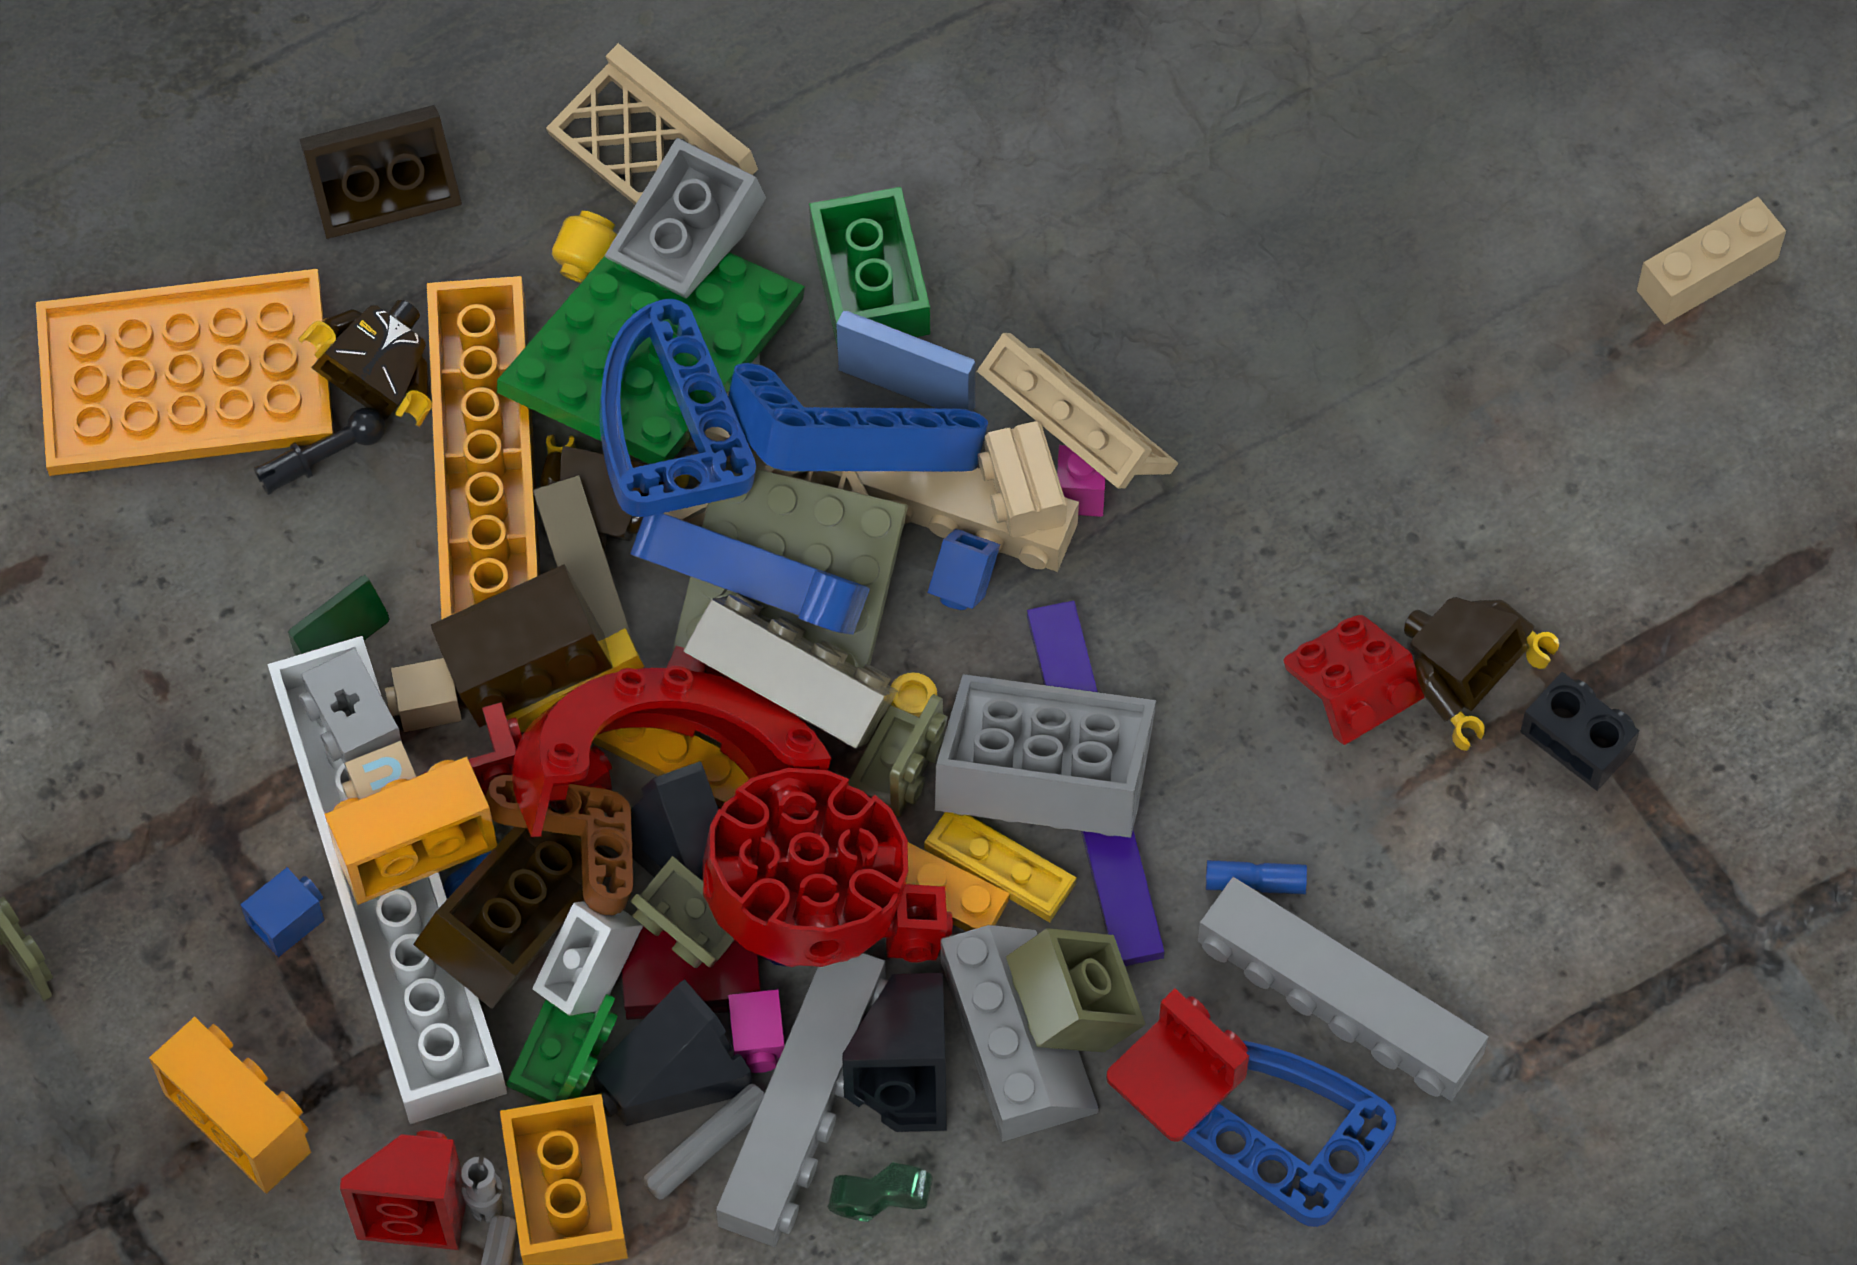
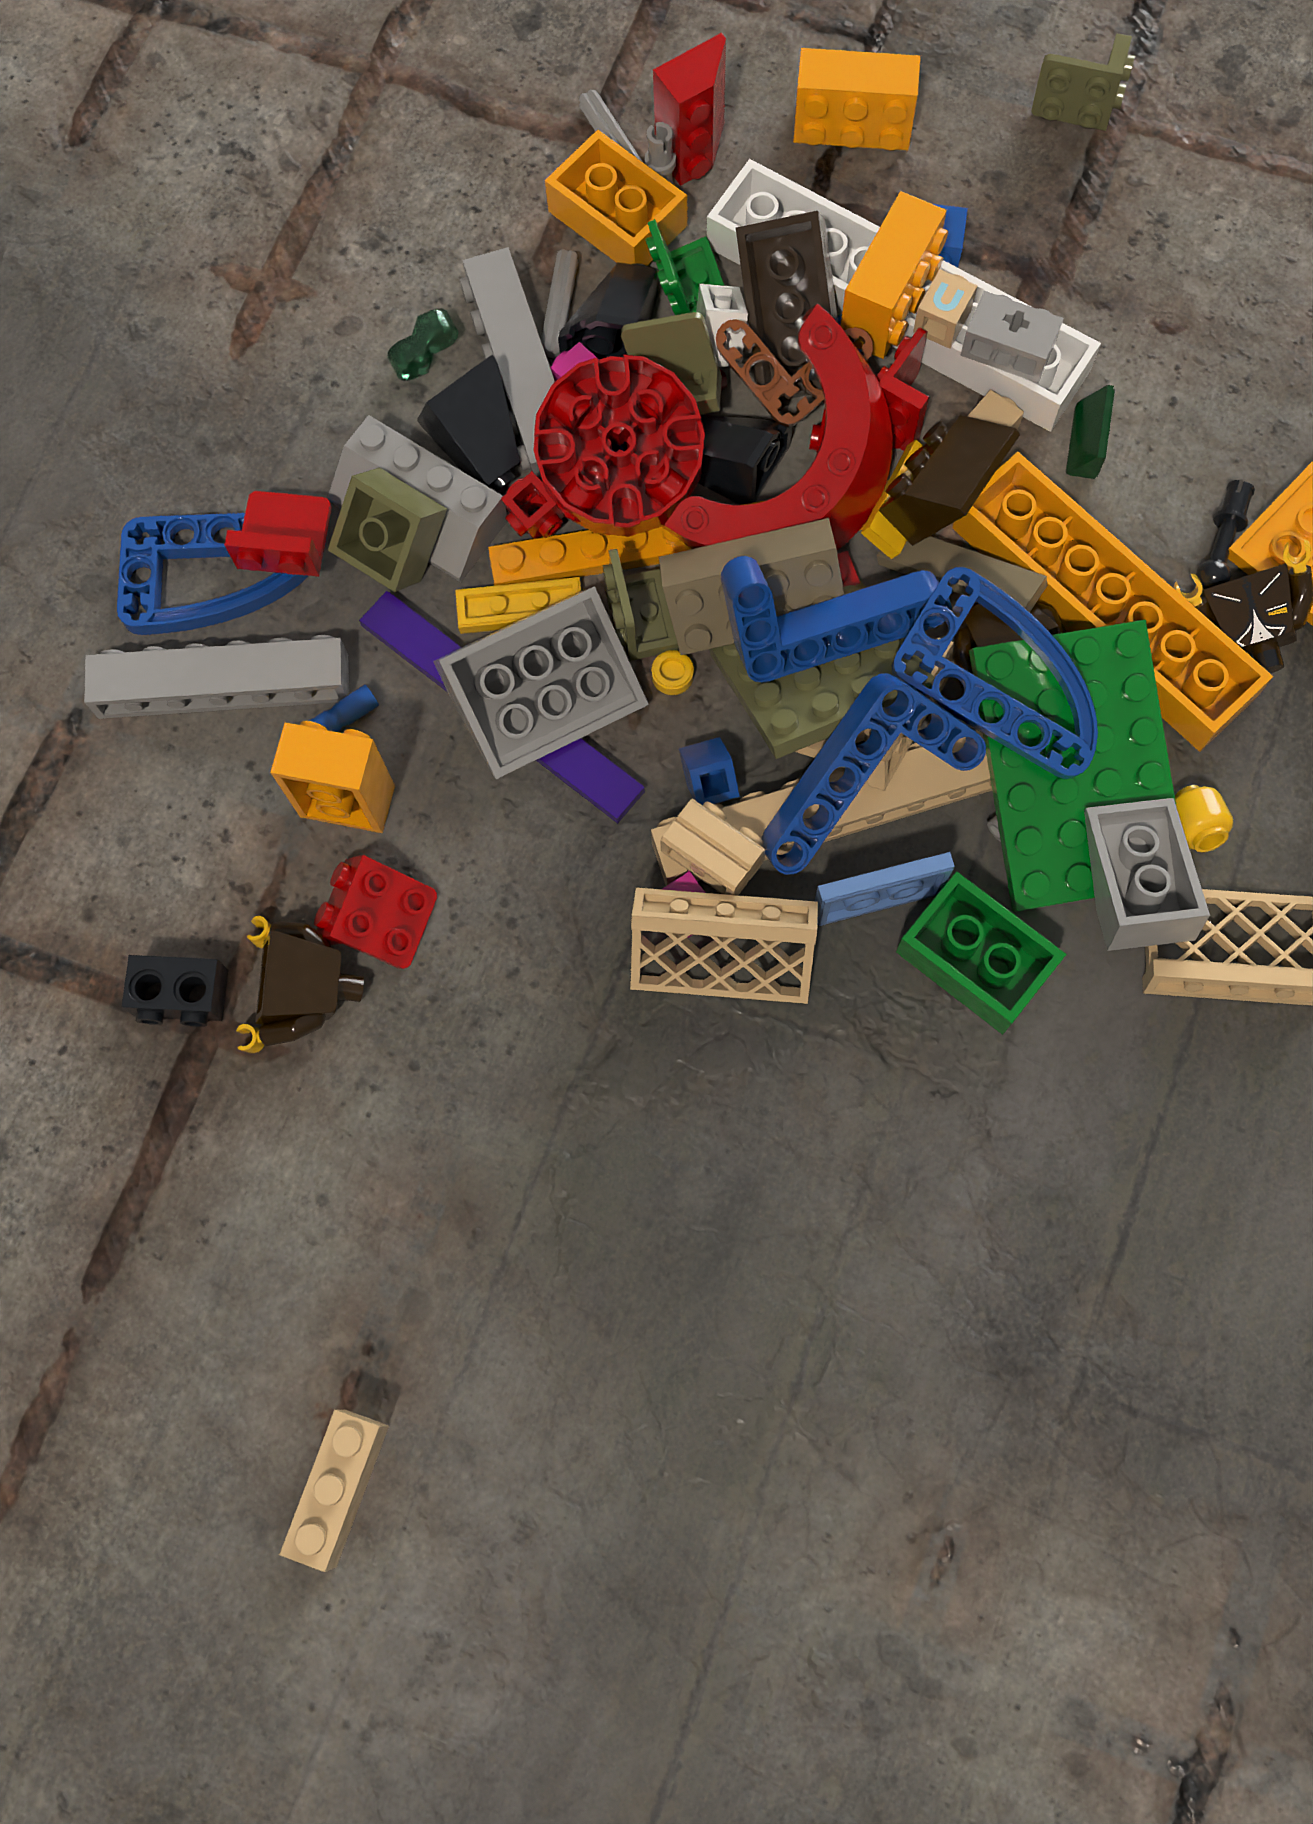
camera: 145 degrees right, 10 degrees up
(1306, 773) = (333, 776): none -> light orange brick

